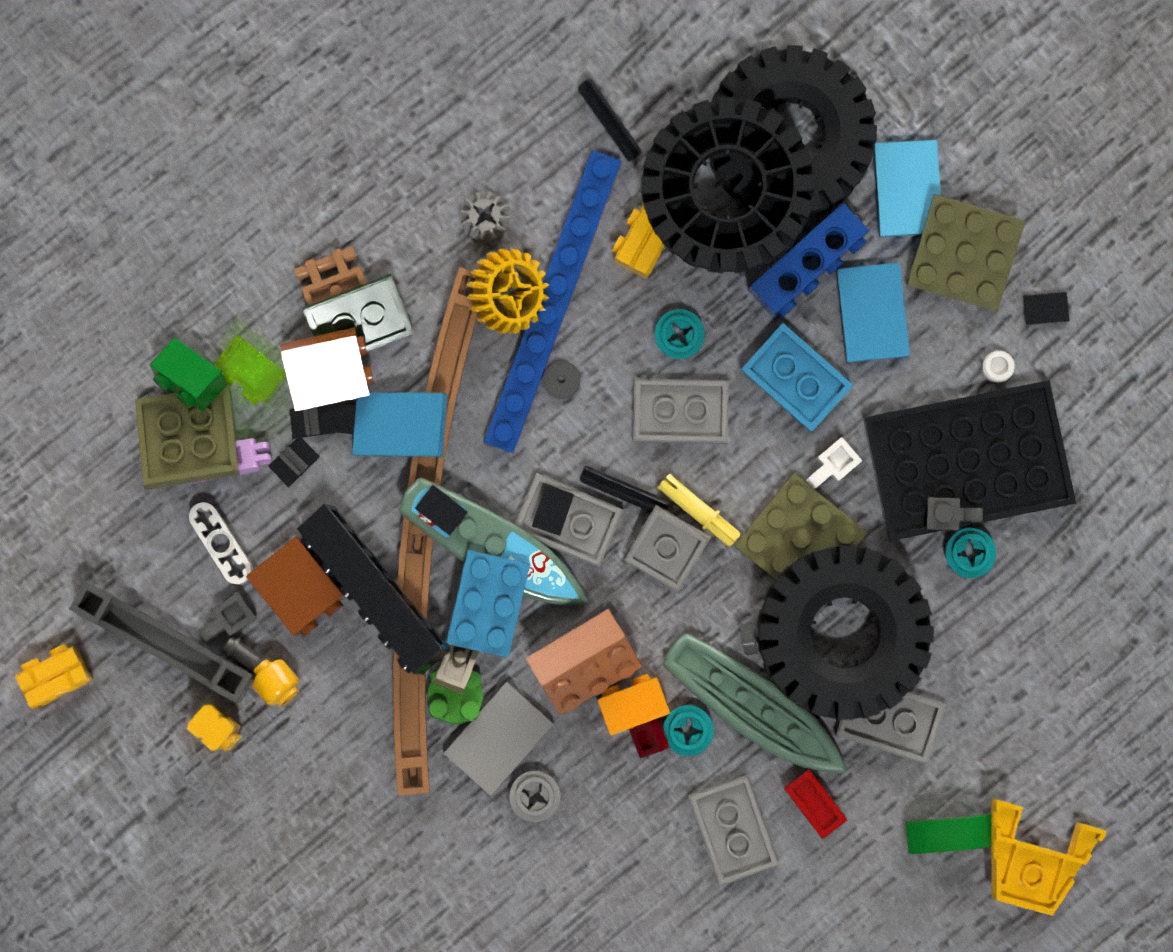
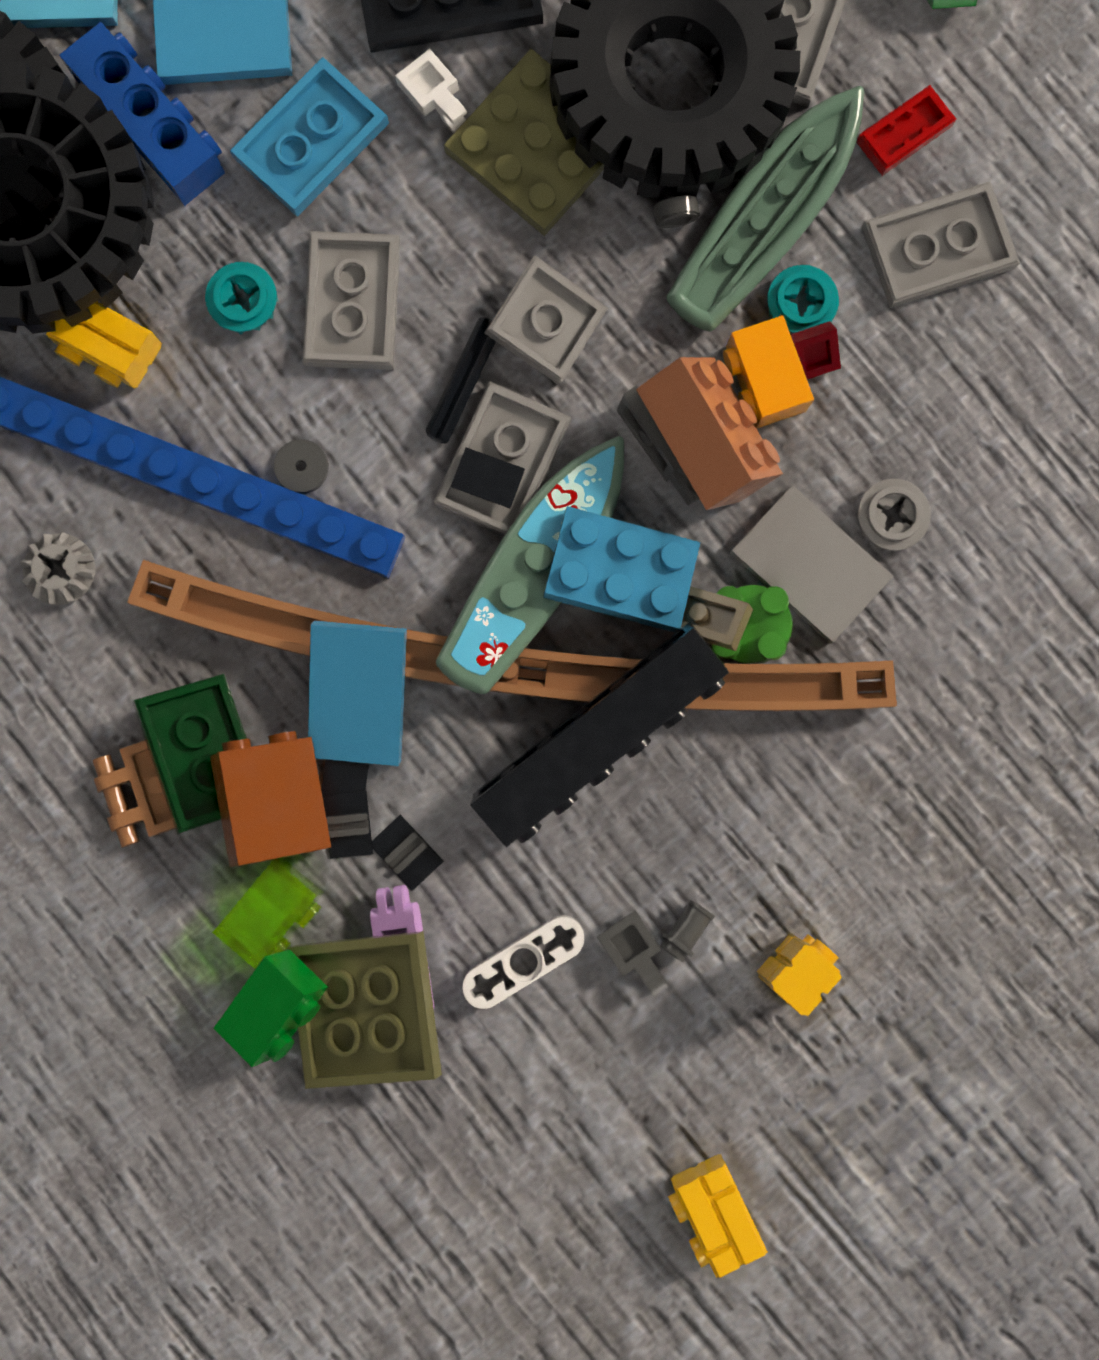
camera: 90 degrees left, 0 degrees up
(162, 641) = (644, 1090): dark grey arch -> none
(275, 682) = (730, 882): yellow head -> none
(296, 588) = (592, 850): dark orange brick -> none
(441, 510) = (484, 631): black piece -> none
(515, 312) = (135, 537): yellow gear -> none
(699, 510) = (493, 276): light yellow axle -> none

